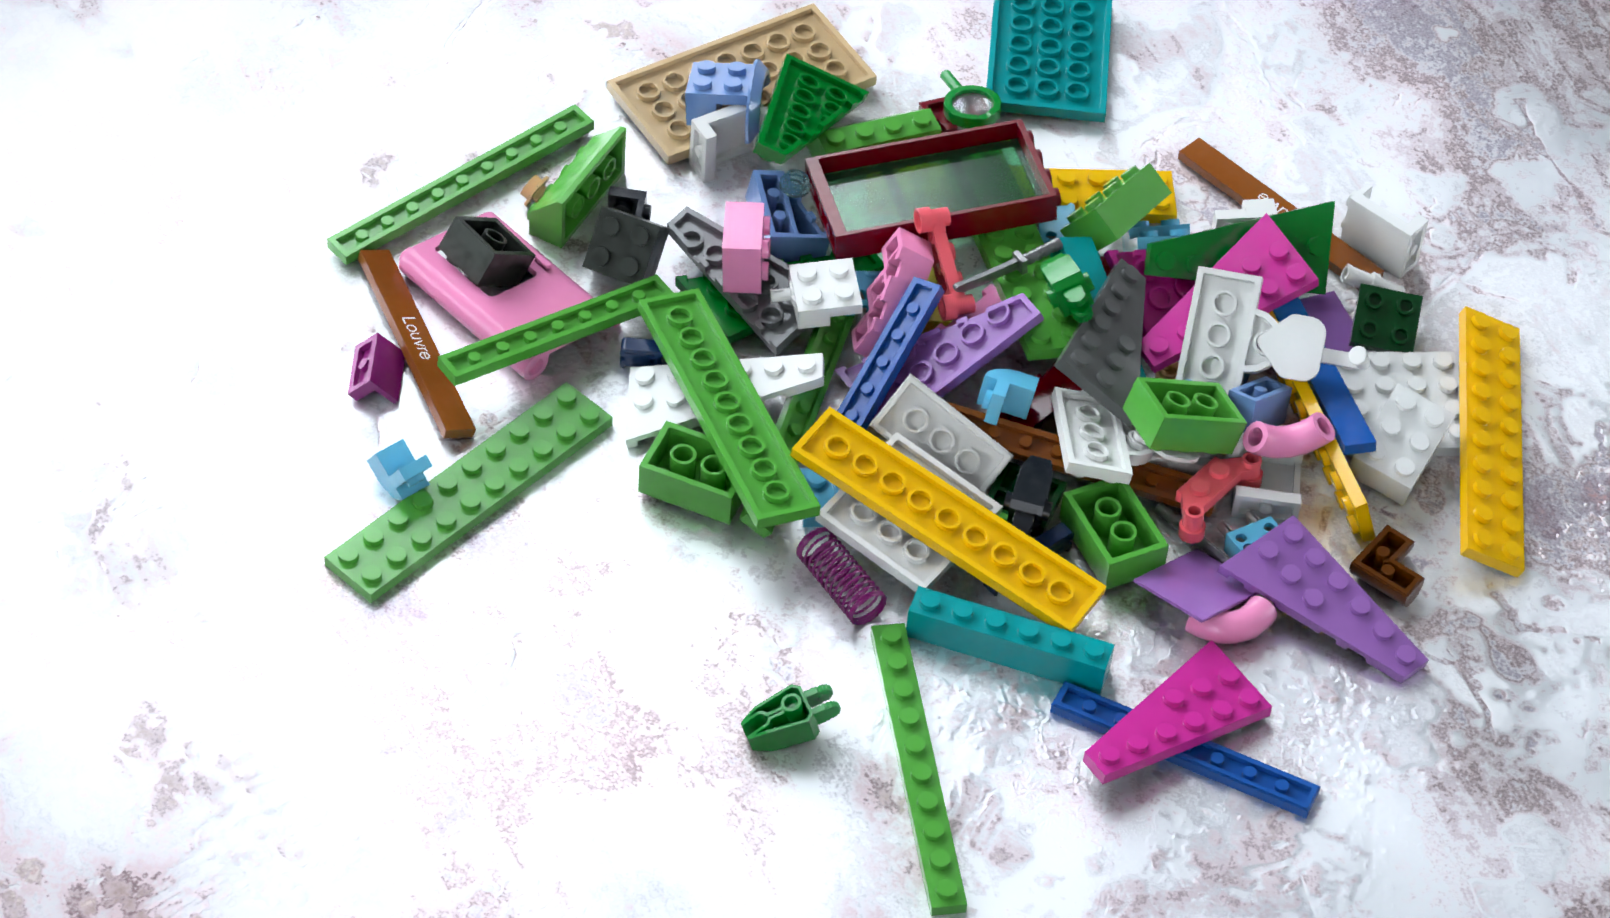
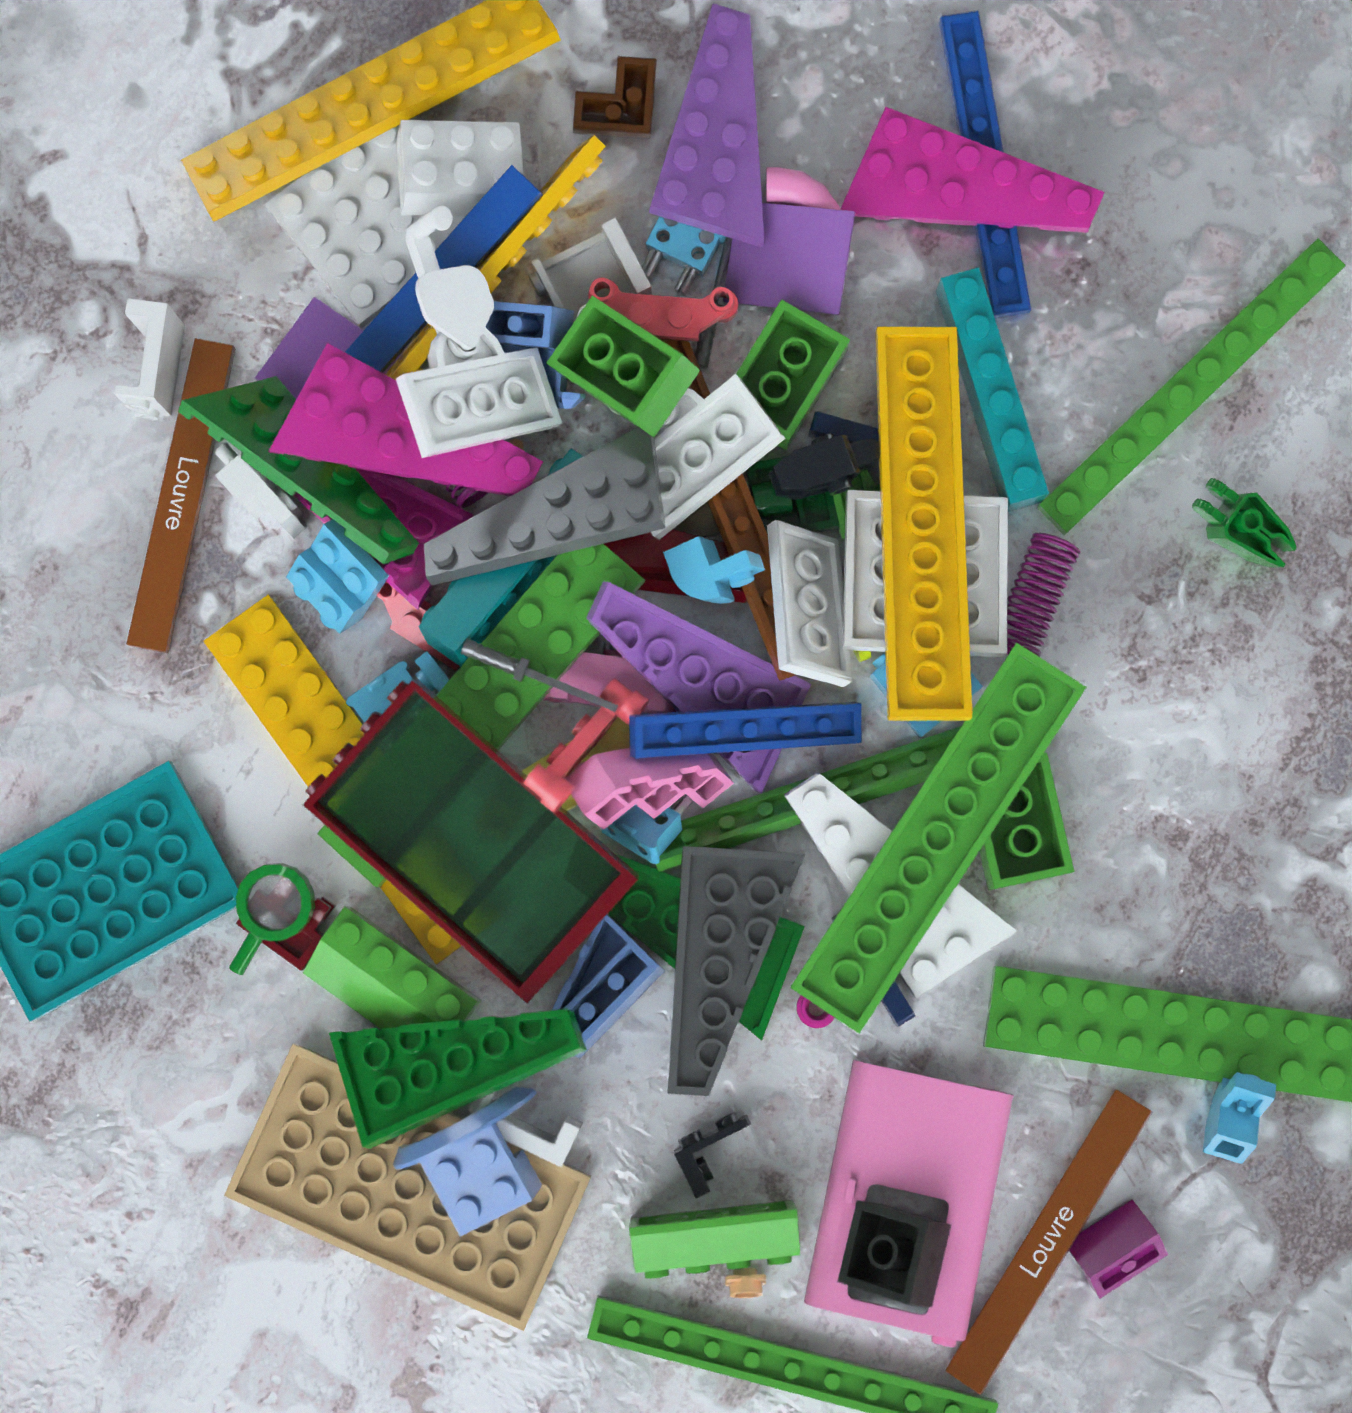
camera: 120 degrees left, 35 degrees up
(548, 331) = (955, 1093): bright green plate -> none
(625, 246) = (777, 1112): pearl dark grey brick -> none
(745, 247) = (720, 966): bright pink brick -> none
(795, 183) = (561, 980): clear light blue plate -> none
(821, 292) = (710, 849): white plate -> none
(1068, 287) = (542, 583): green hinge -> none
(1119, 207) = (349, 632): bright green brick -> none
(1288, 440) = (558, 258): bright pink cylinder -> none
(1355, 276) = (232, 332): white pin -> none
(1385, 319) = (276, 290): dark green plate -> none

